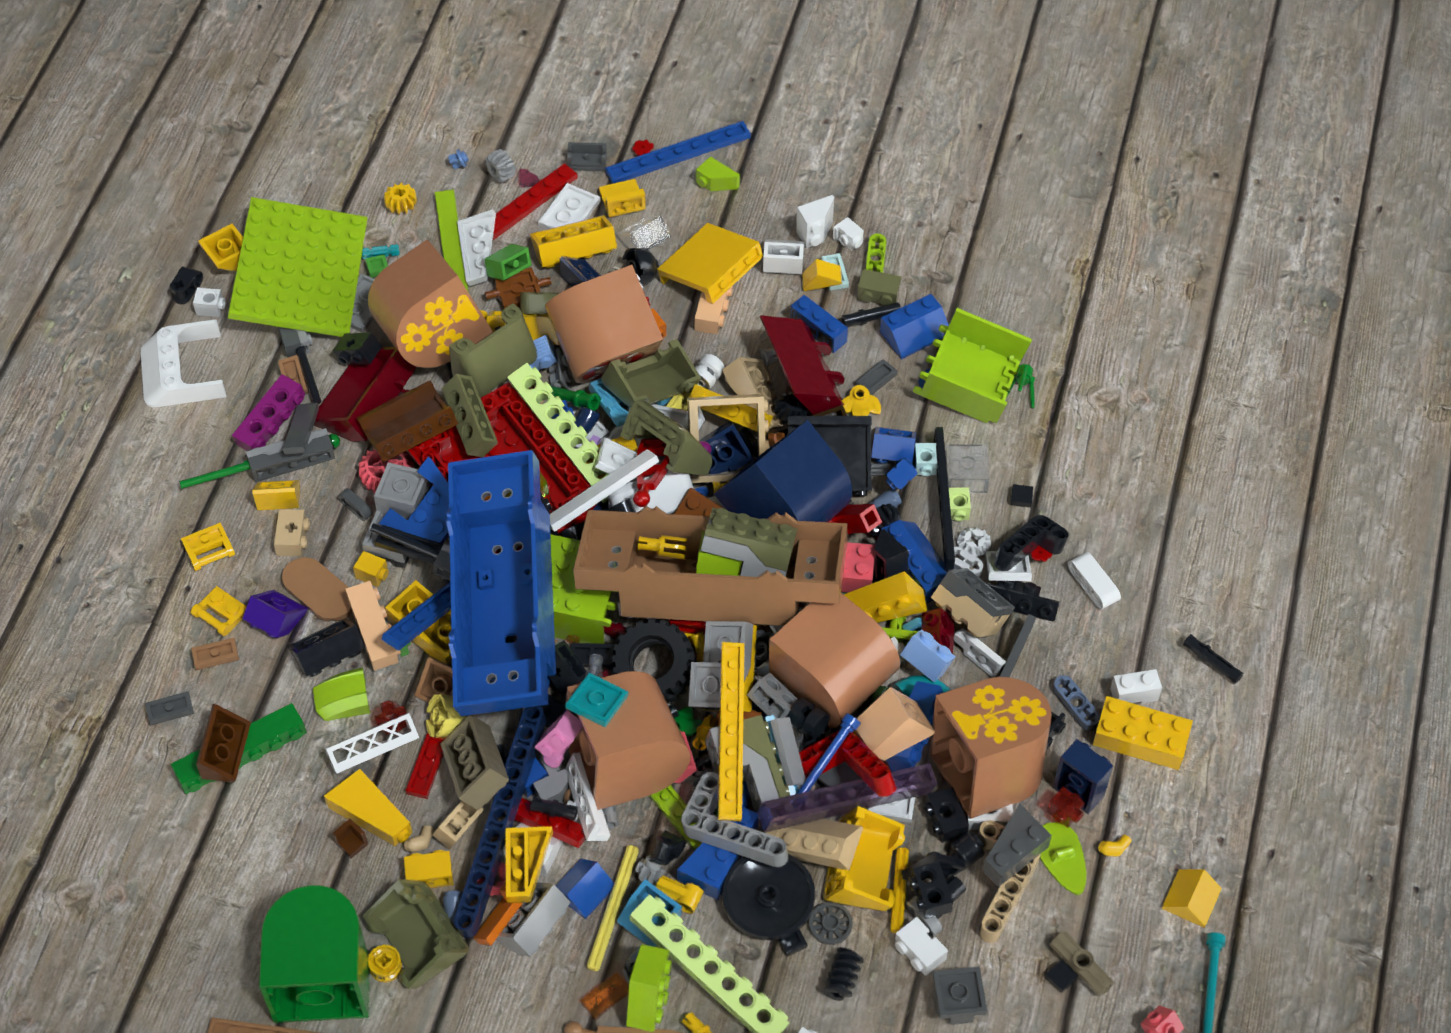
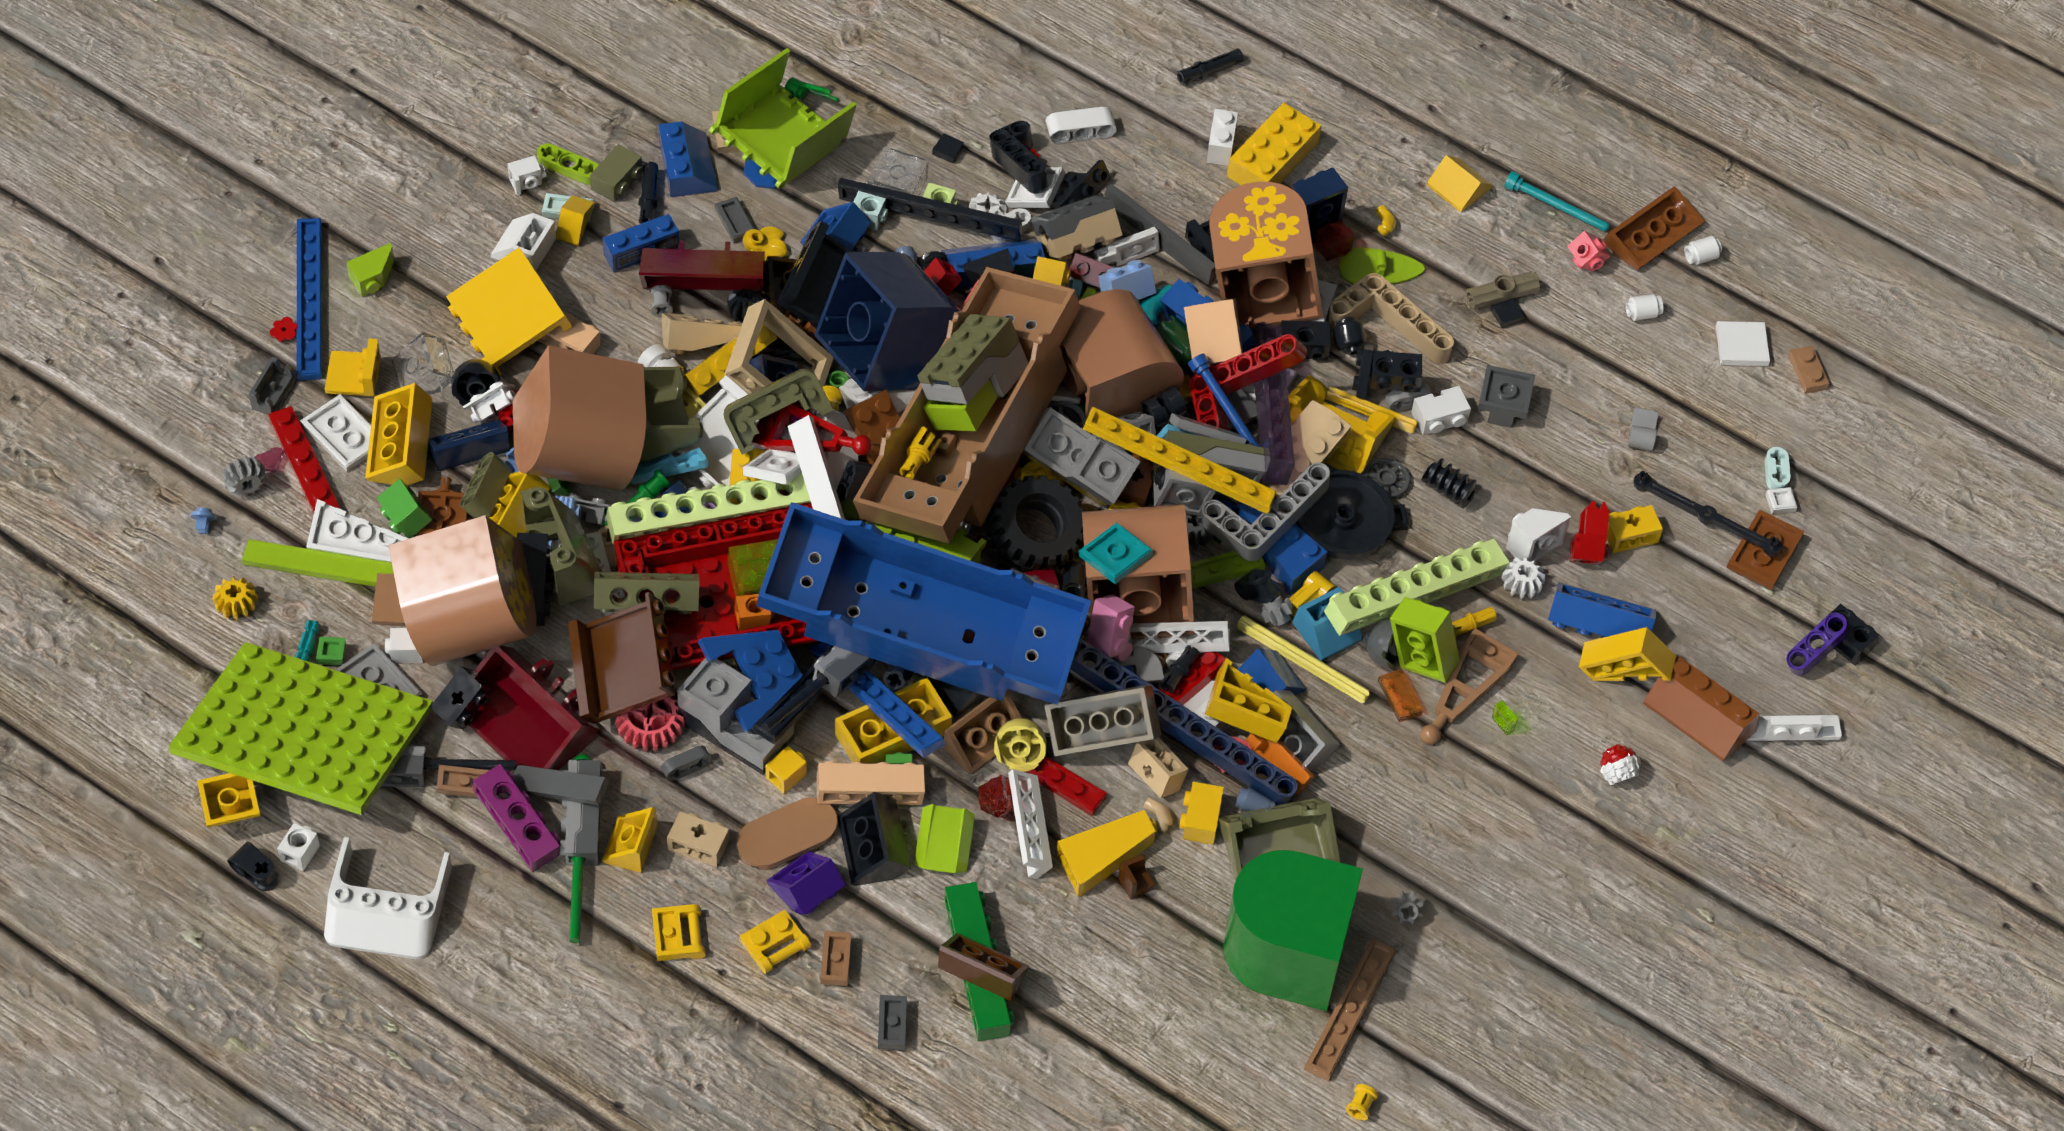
camera: 75 degrees left, 0 degrees up
(815, 221) = (500, 194): white slope -> none
(901, 473) = (888, 231): blue brick -> none
(1016, 846) = (1375, 286): dark grey wedge -> none
(1076, 693) = (1208, 200): sand blue beam -> none

